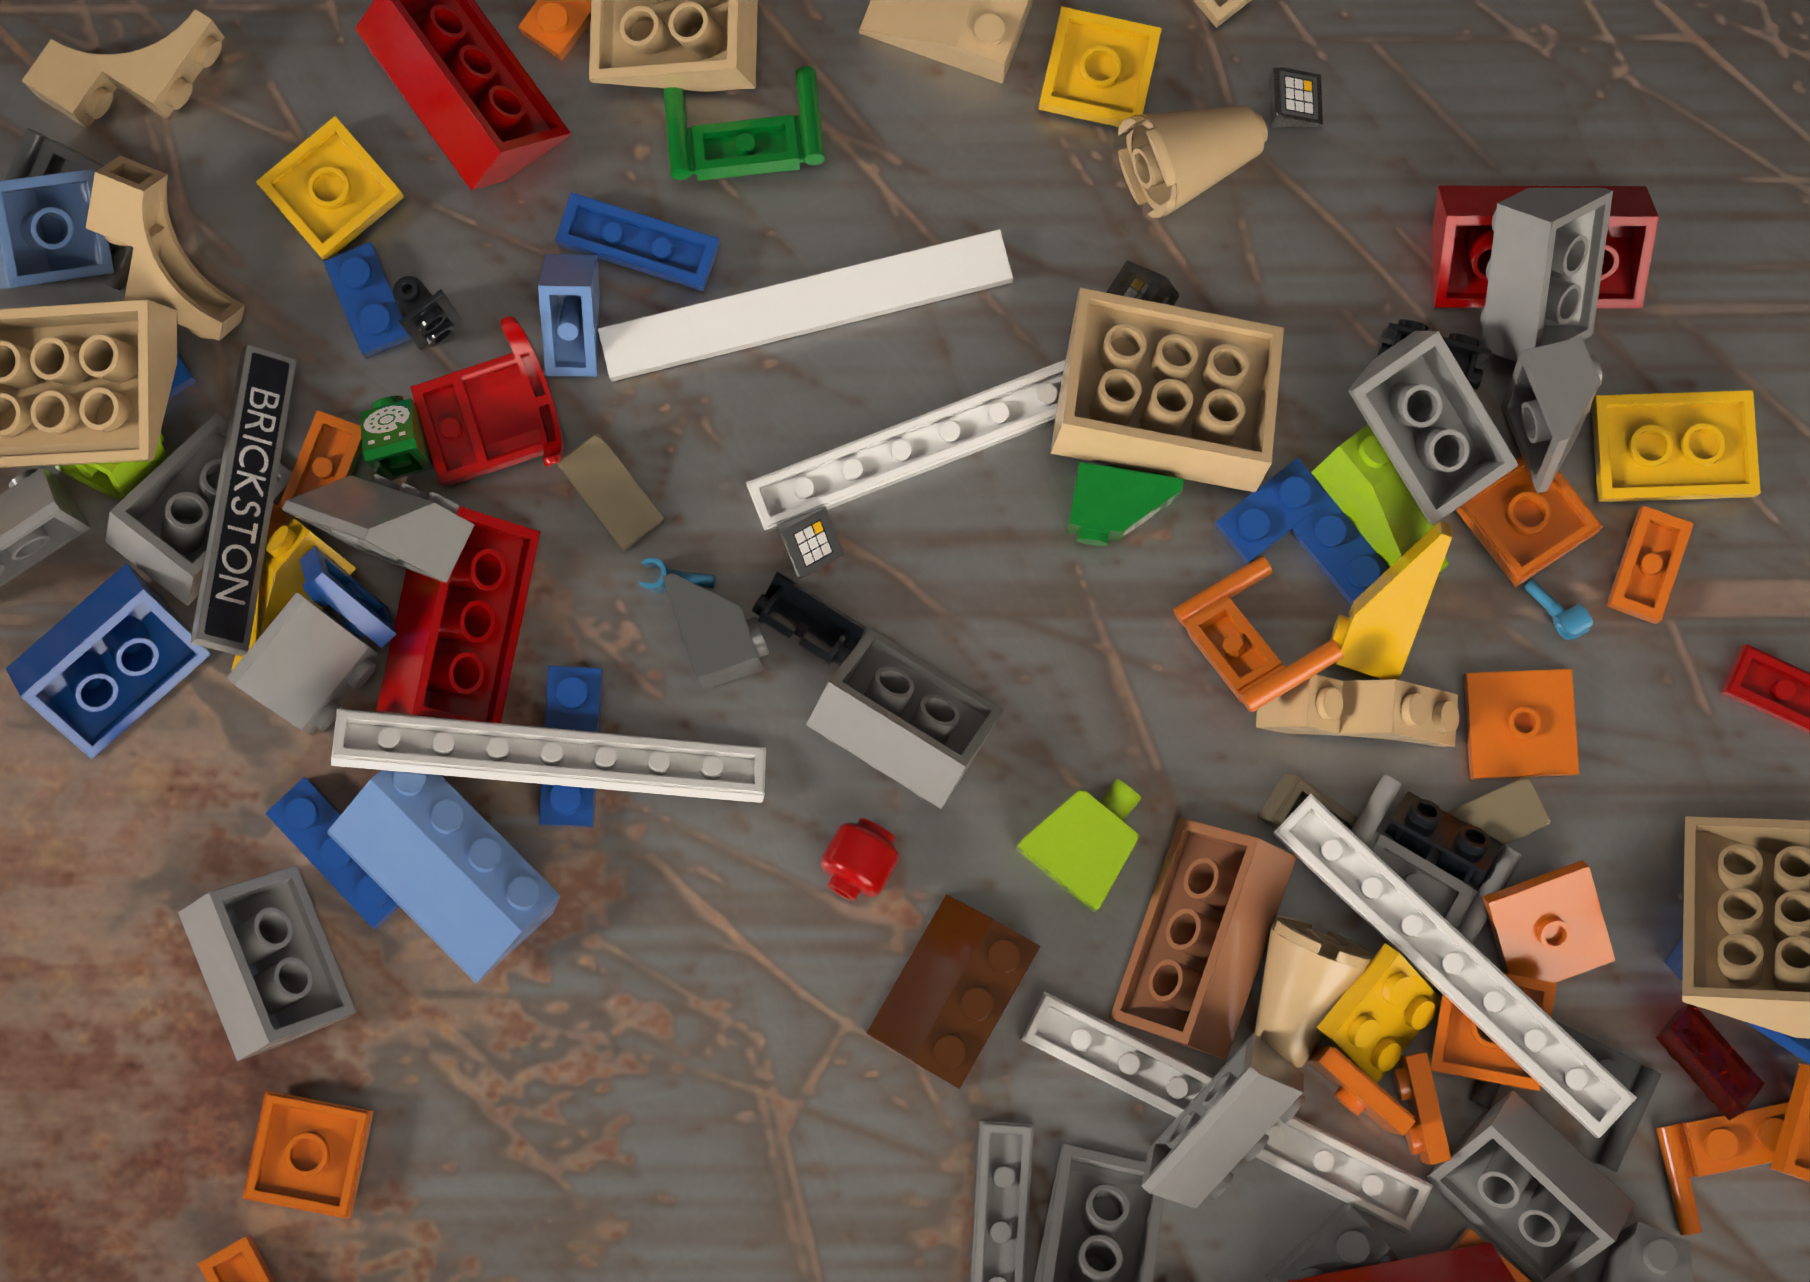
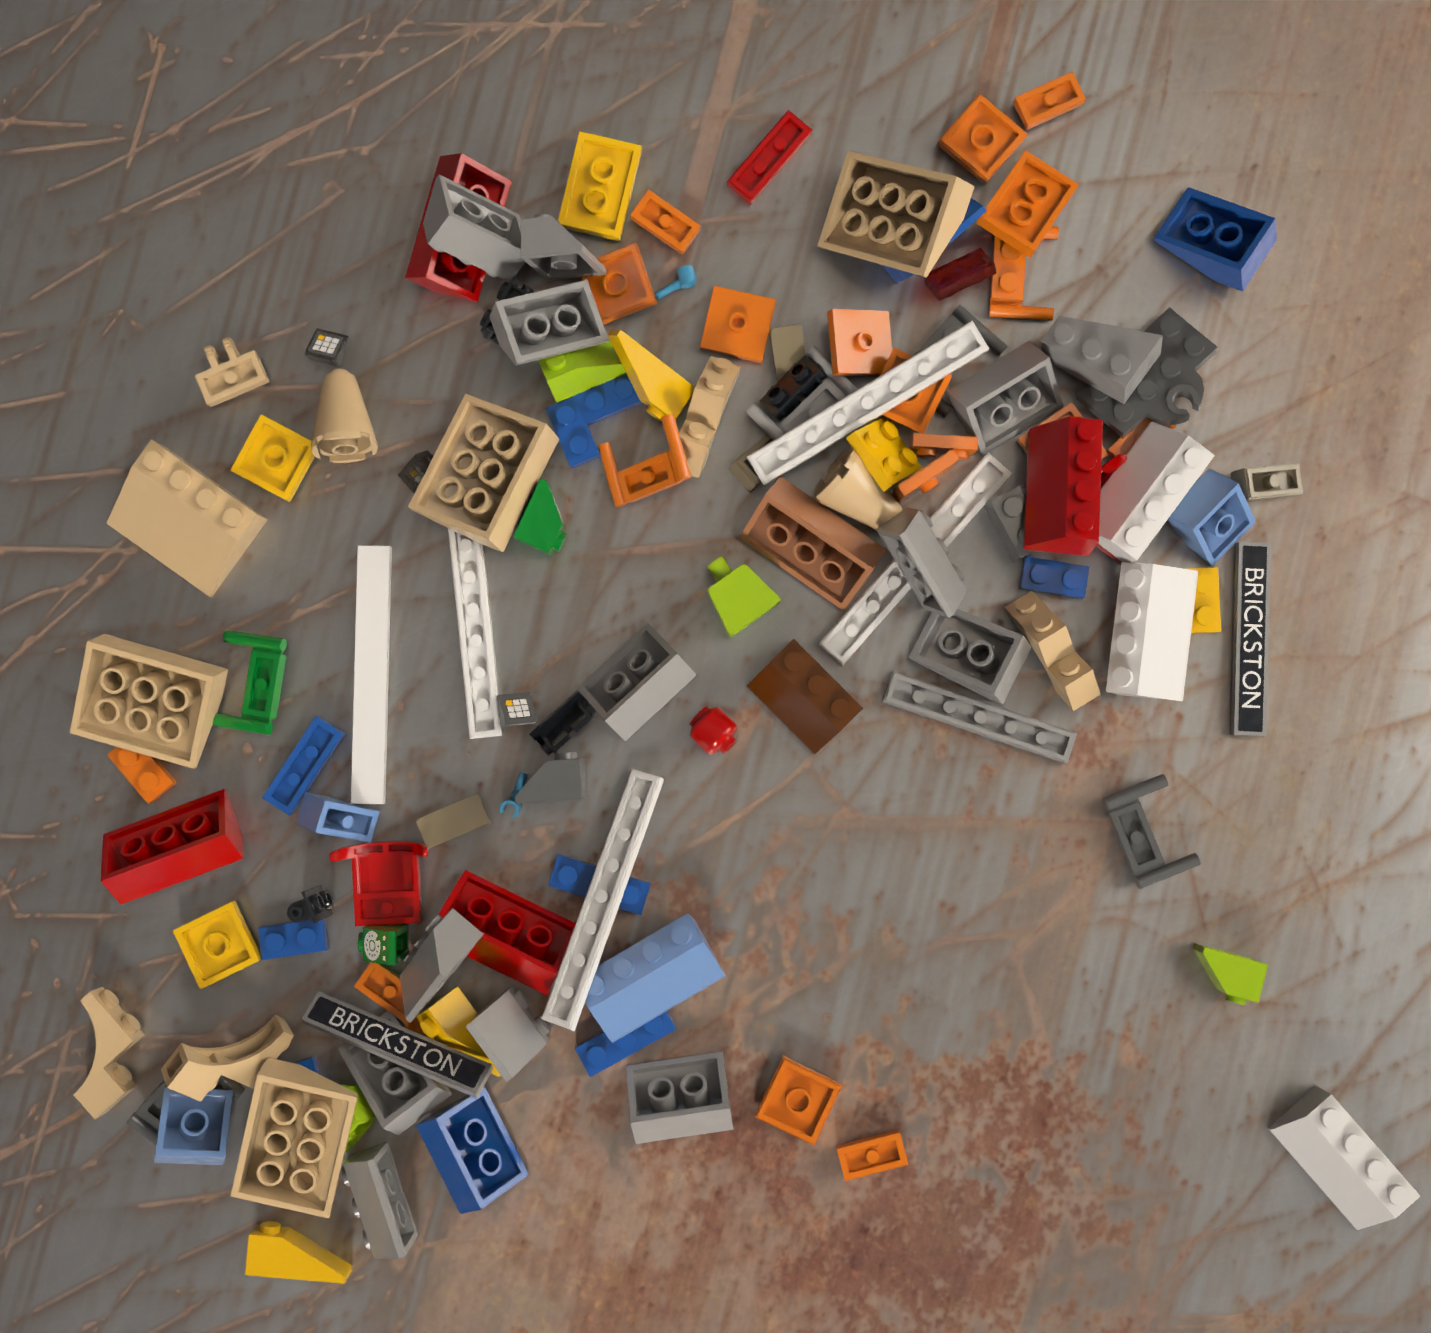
camera: 75 degrees left, 5 degrees up
(357, 606) = (481, 991): blue plate -> none

